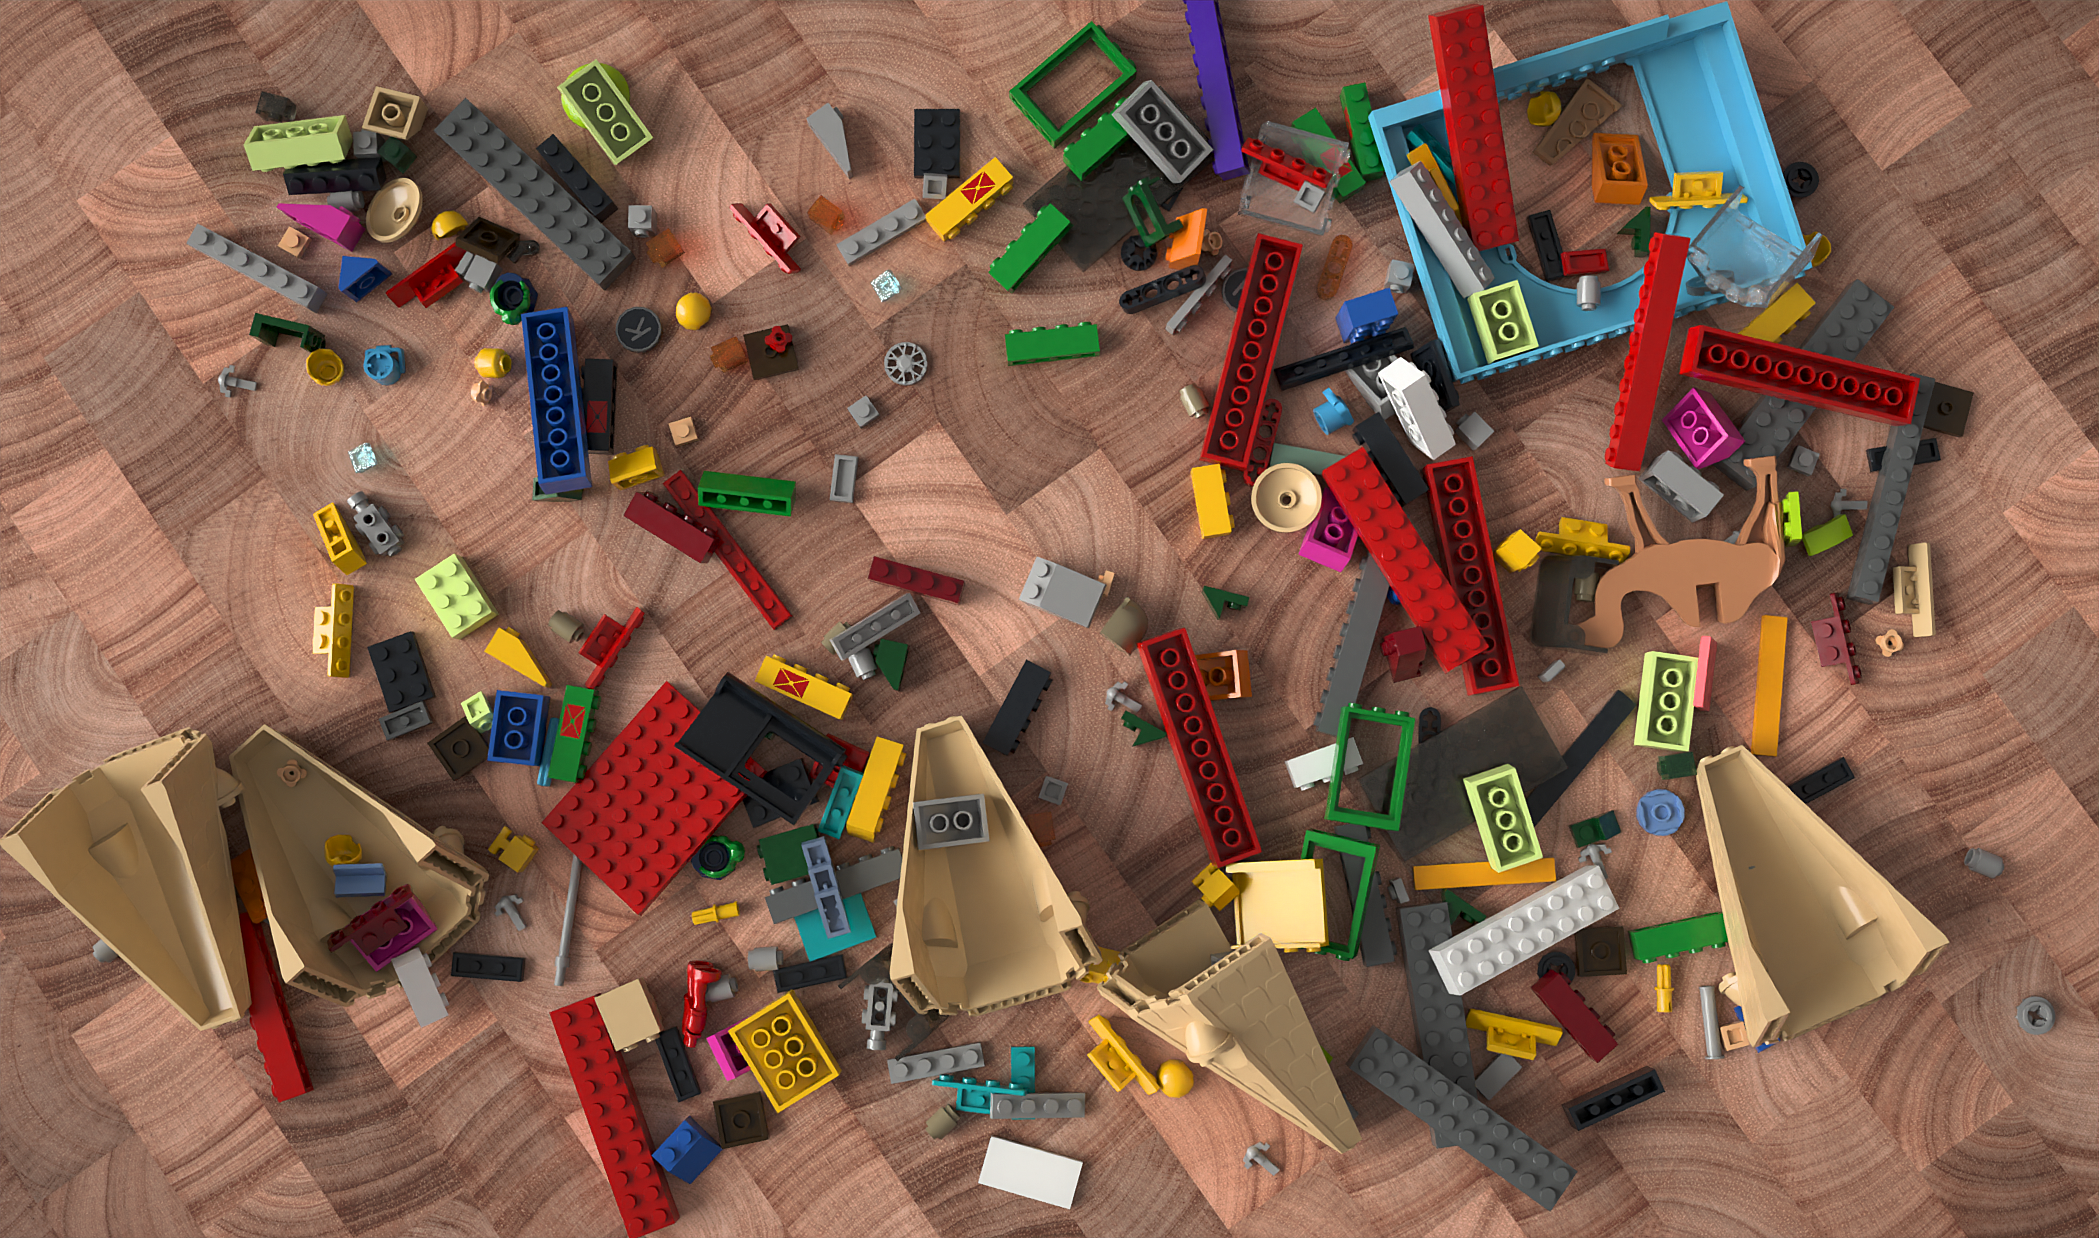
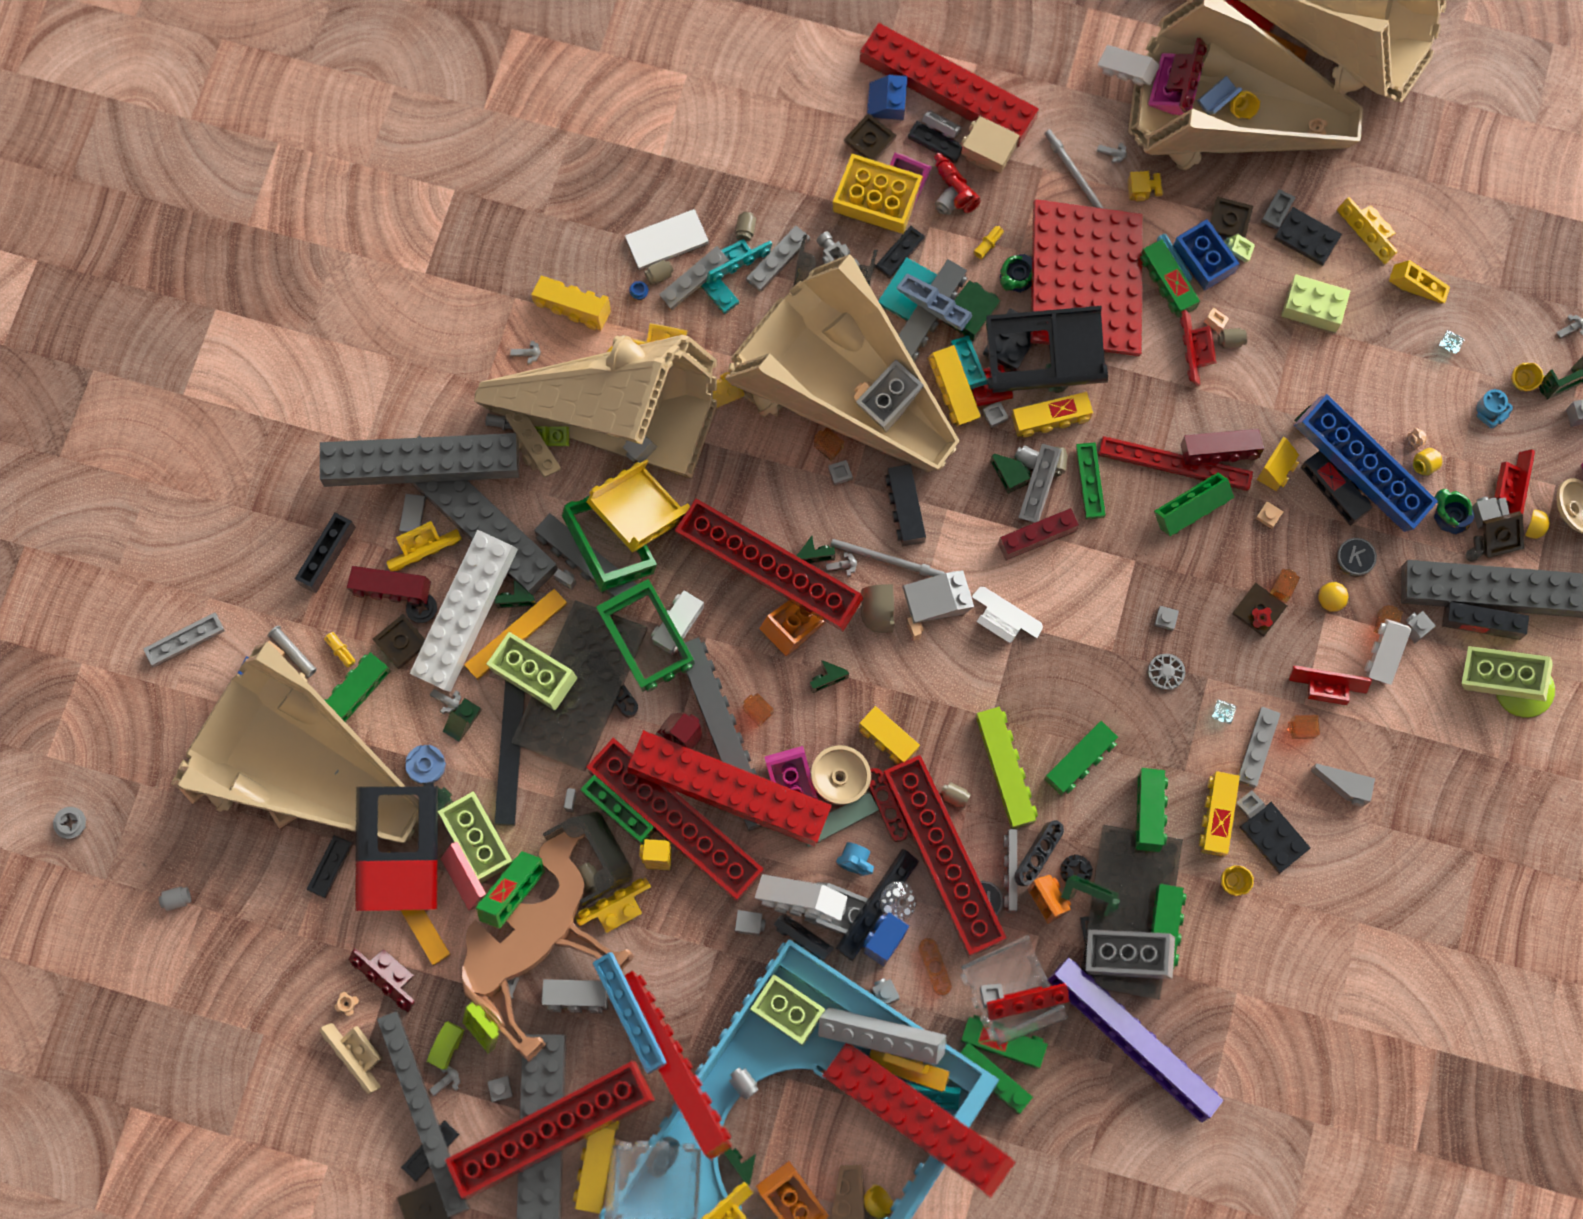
camera: 140 degrees right, 10 degrees down
(361, 276) = (1559, 447): blue slope -> none
(378, 527) = (1402, 308): light grey brick -> none
(488, 966) = (1098, 111): black tile -> none
(515, 653) = (1246, 297): yellow slope -> none
(566, 656) = (1216, 320): none -> light nougat plate
(657, 1077) = (938, 122): none -> light grey plate
(692, 217) = (1387, 651): none -> white brick
(765, 958) = (935, 238): light grey brick -> none
(822, 595) = (1090, 480): none -> green plate
(844, 478) = (1141, 565): light grey tile -> none
(857, 731) = (995, 414): none -> light grey plate
(969, 851) = (861, 388): none -> light nougat plate
(1005, 130) = (1237, 880): none -> yellow hair
(1015, 529) = (1004, 617): none -> white plate
(1038, 118) = (1225, 909): green door -> none
(1050, 633) = (923, 569): none -> light grey bar
(1067, 1141) = (658, 272): none -> dark tan brick
(1100, 1138) = (638, 290): none -> blue plate
(1128, 389) = (1006, 768): none -> lime brick
(1180, 1177) = (571, 302): none -> yellow wedge
(1211, 242) = (1028, 915): light nougat plate -> none
(1217, 887) = (685, 489): yellow brick -> none
(1312, 621) = (757, 709): none -> clear orange brick
(1322, 354) = (891, 897): none -> clear dish
(1333, 1039) = (532, 445): none -> tan bracket
(1390, 459) = (790, 859): black brick -> none
(1519, 624) = (617, 810): none -> green brick
(1547, 244) = (797, 1104): black tile -> none
(1584, 262) = (762, 1111): red tile -> none
(1654, 422) = (629, 1013): none -> dark azure plate
(1674, 624) = (510, 889): none -> green brick
(1702, 429) = (589, 1046): dark pink slope -> none
(1770, 711) = (396, 878): none -> piece
(1807, 1116) = (183, 639): none -> light grey plate

